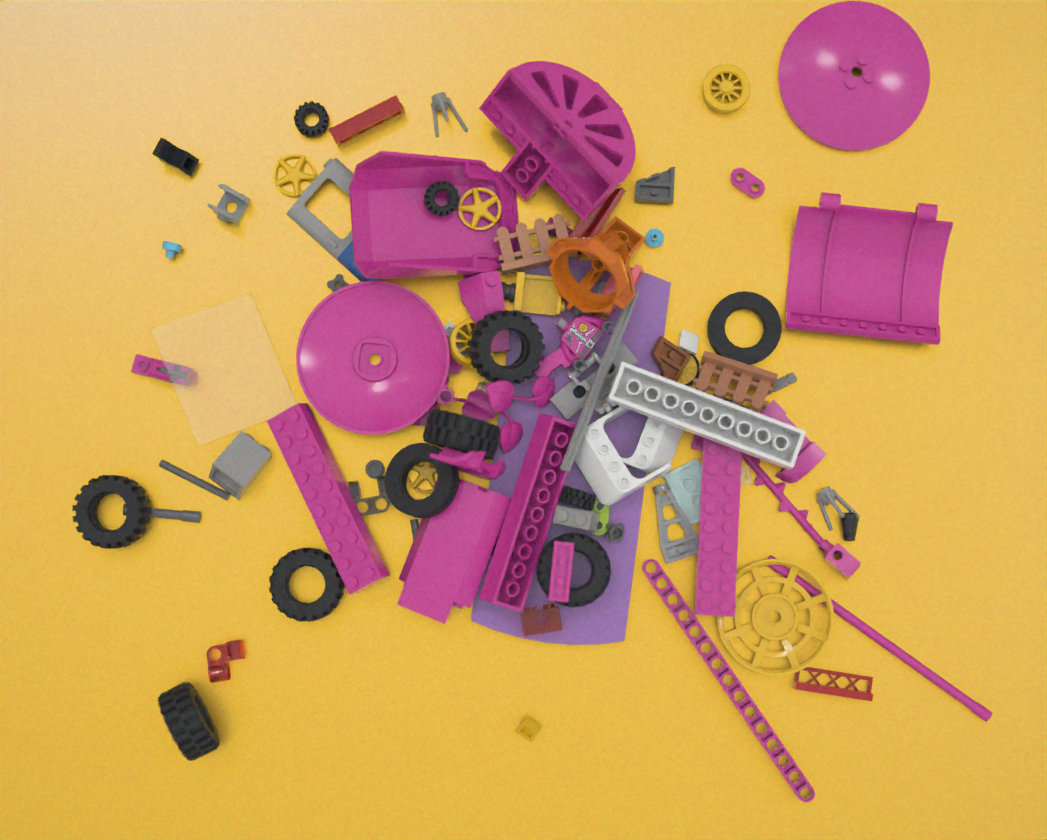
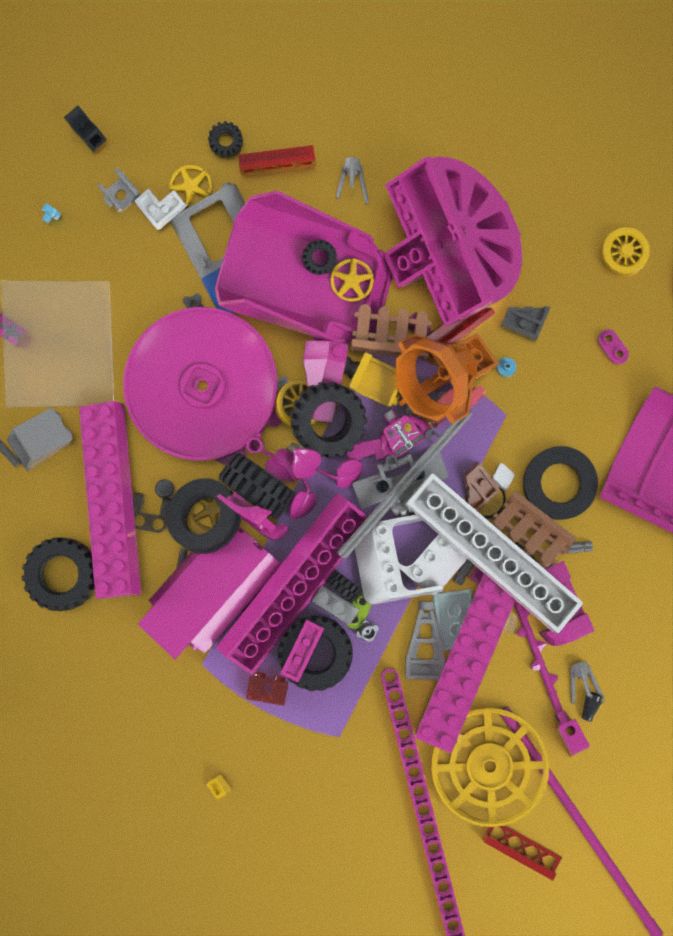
camera: 20 degrees right, 0 degrees up
(275, 210) = (160, 211): none -> white plate
(684, 444) = (463, 572): none -> light grey axle

